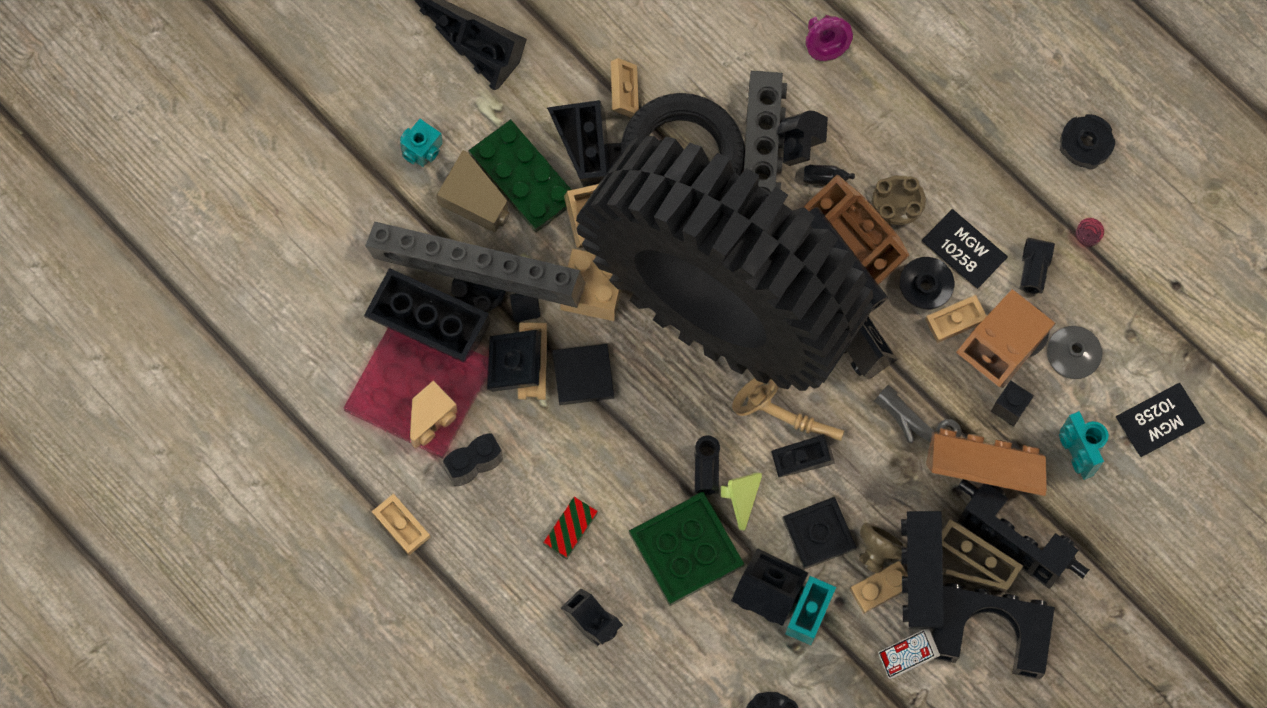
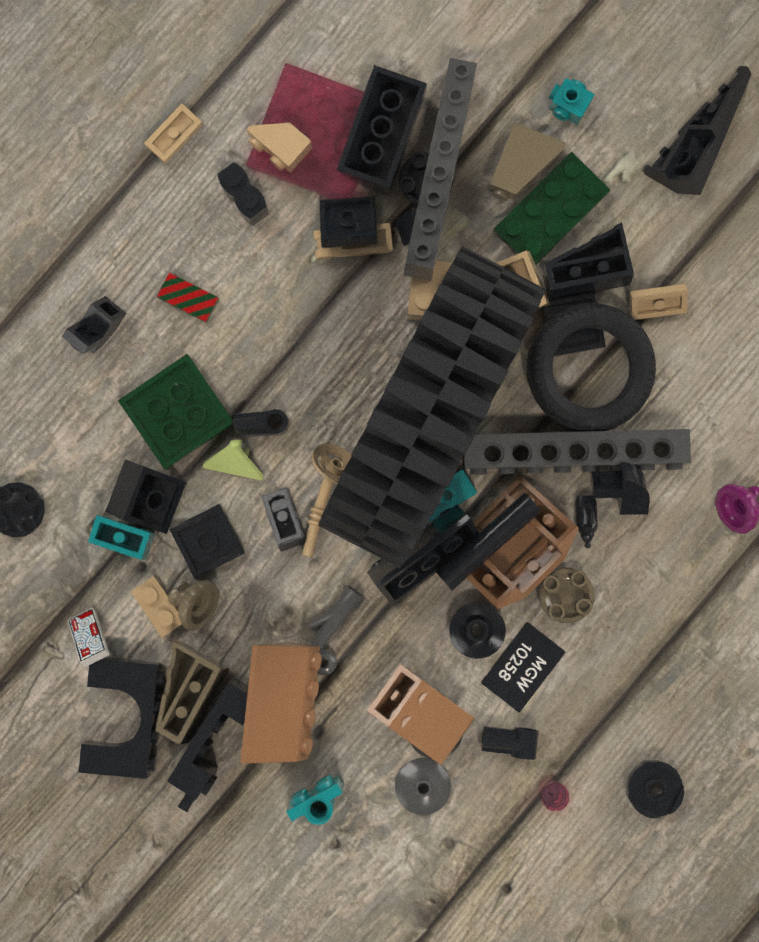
camera: 90 degrees right, 15 degrees up
(583, 374) = (346, 293): black tile -> none
(925, 570) = (163, 645): black brick -> none
(956, 318) = (443, 663): tan plate -> none
(1012, 403) = (356, 725): black brick -> none
(1160, 419) = (360, 877): black sticker -> none

